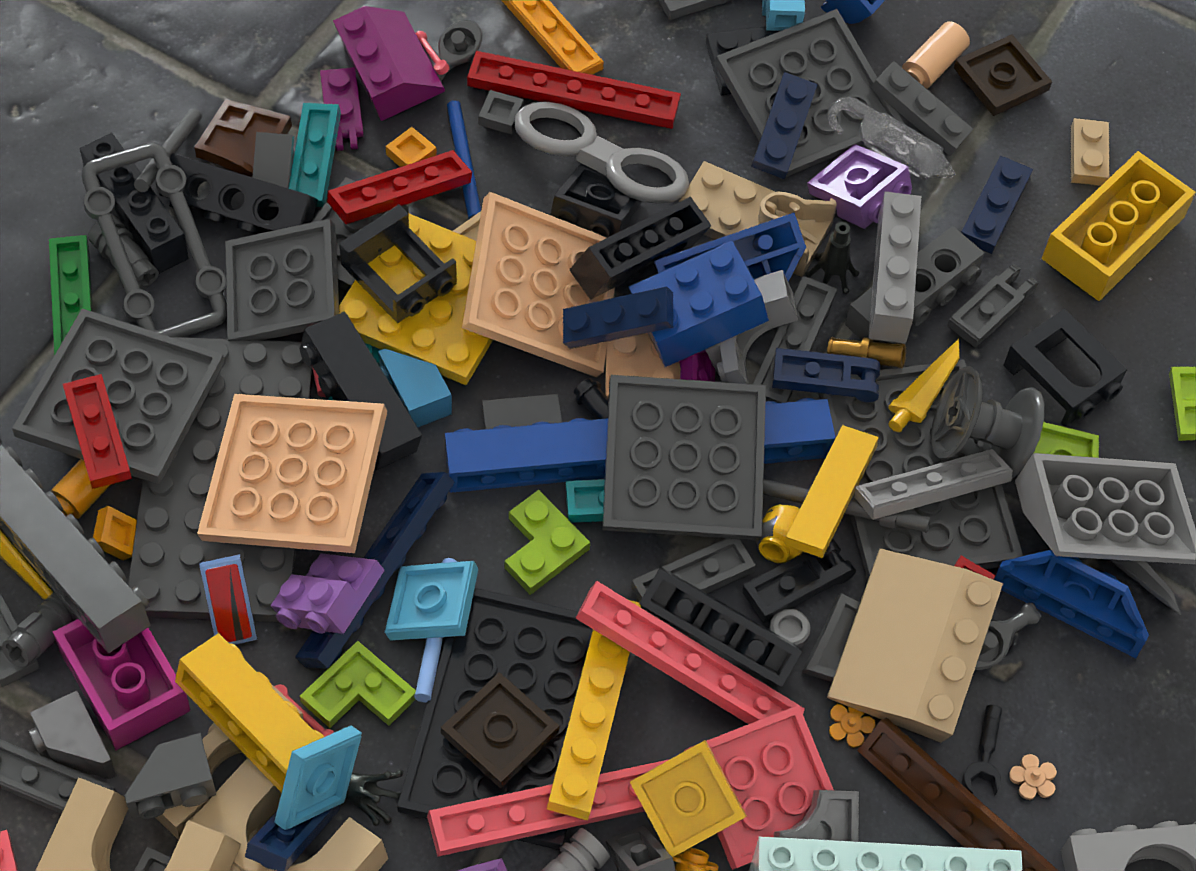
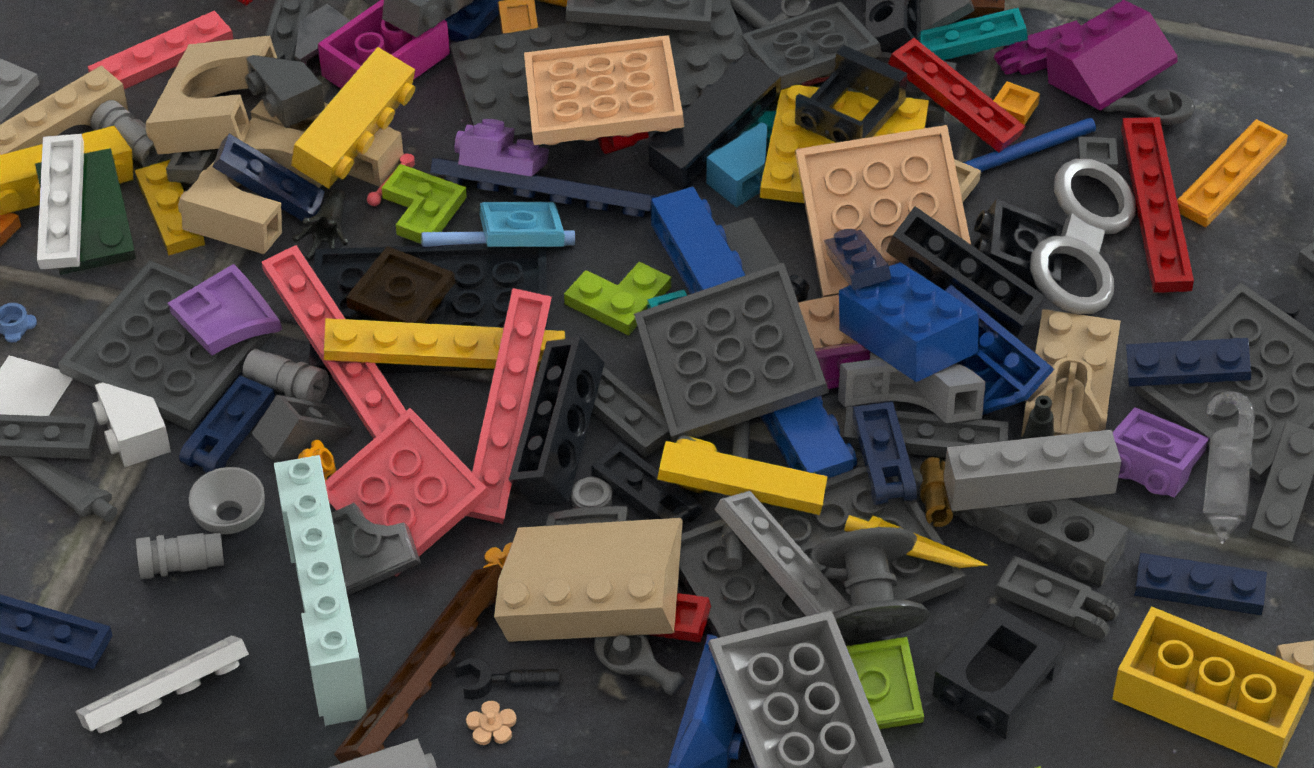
camera: 80 degrees right, 10 degrees down
(228, 599) = (474, 87): red slope -> none
(318, 777) = (305, 167): medium azure tile -> none
(440, 66) = (1160, 82): coral hinge -> none
(688, 799) = (360, 419): yellow plate -> none

